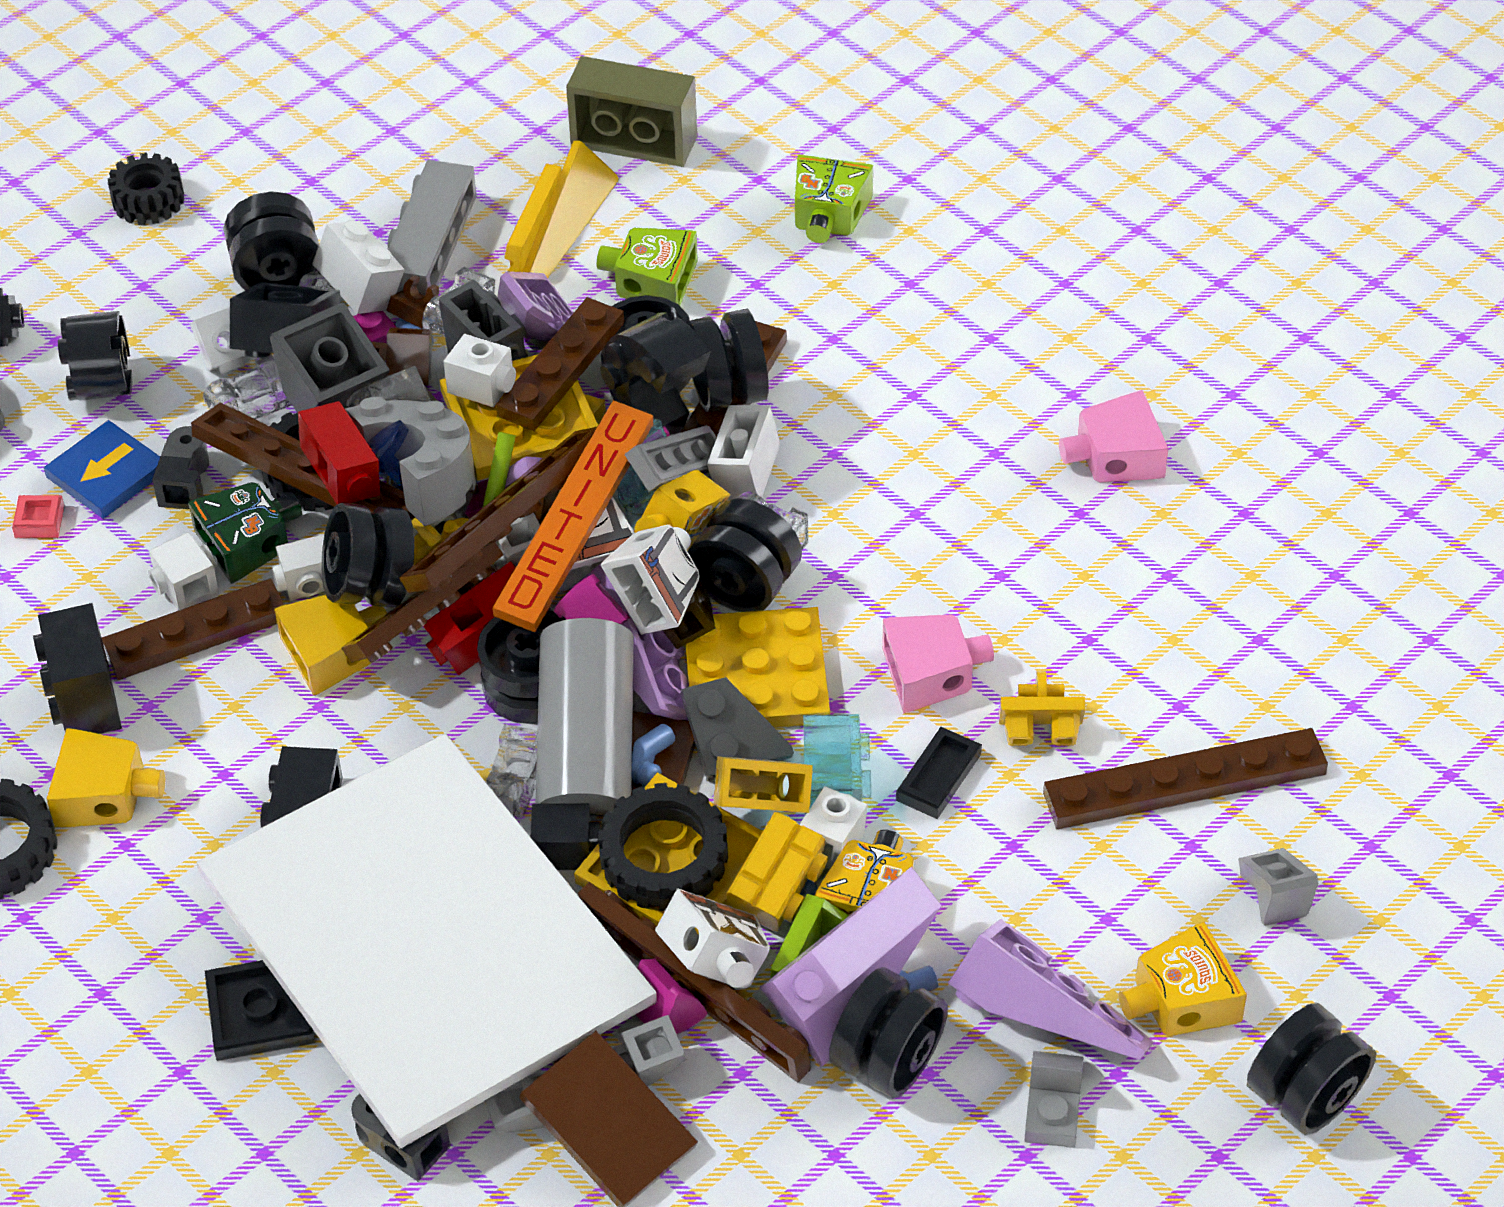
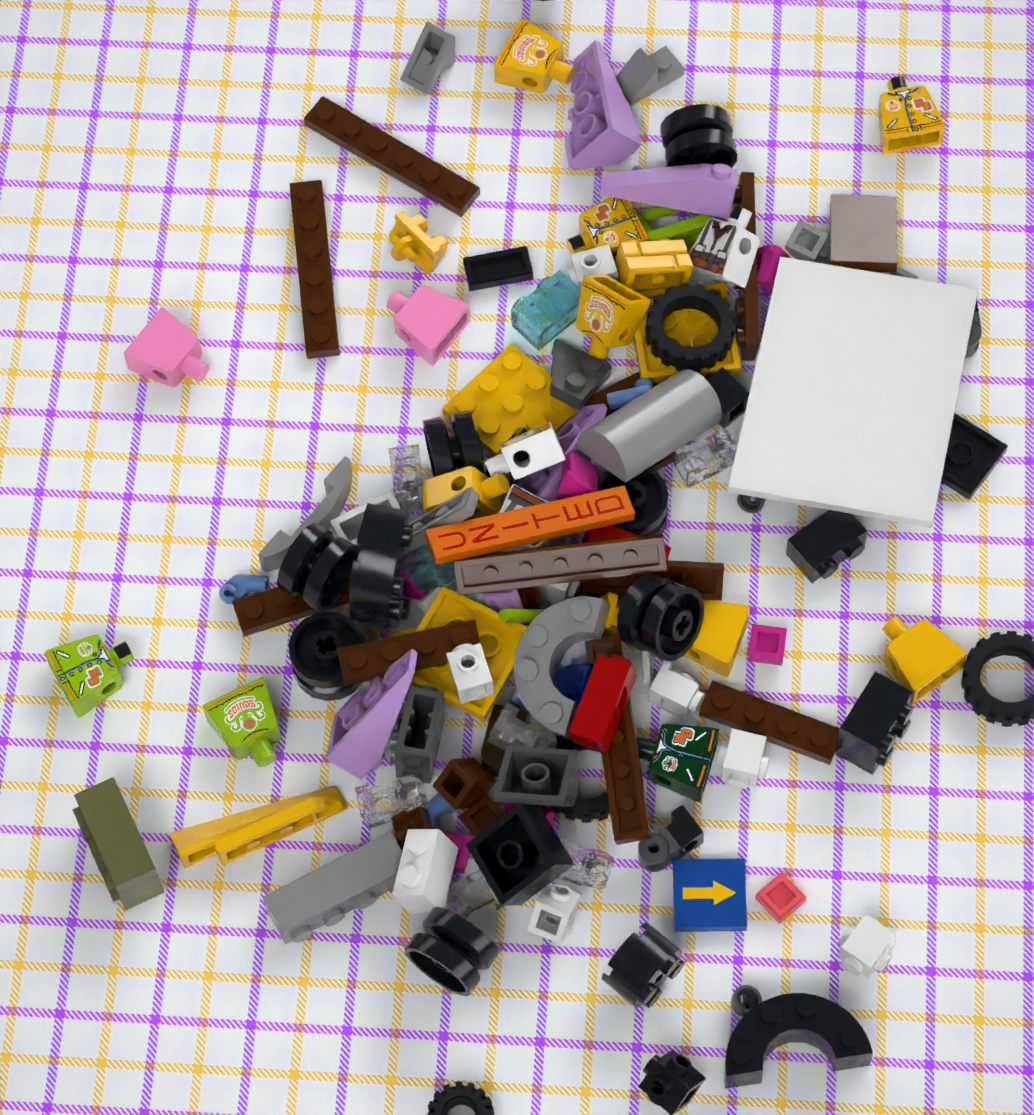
camera: 130 degrees left, 15 degrees up
(266, 675) = (767, 644): none -> dark pink plate
(798, 348) = (241, 585): none -> medium blue arm
(811, 464) = (337, 490): none -> light grey slope
(1106, 623) = (314, 269): none -> reddish brown plate

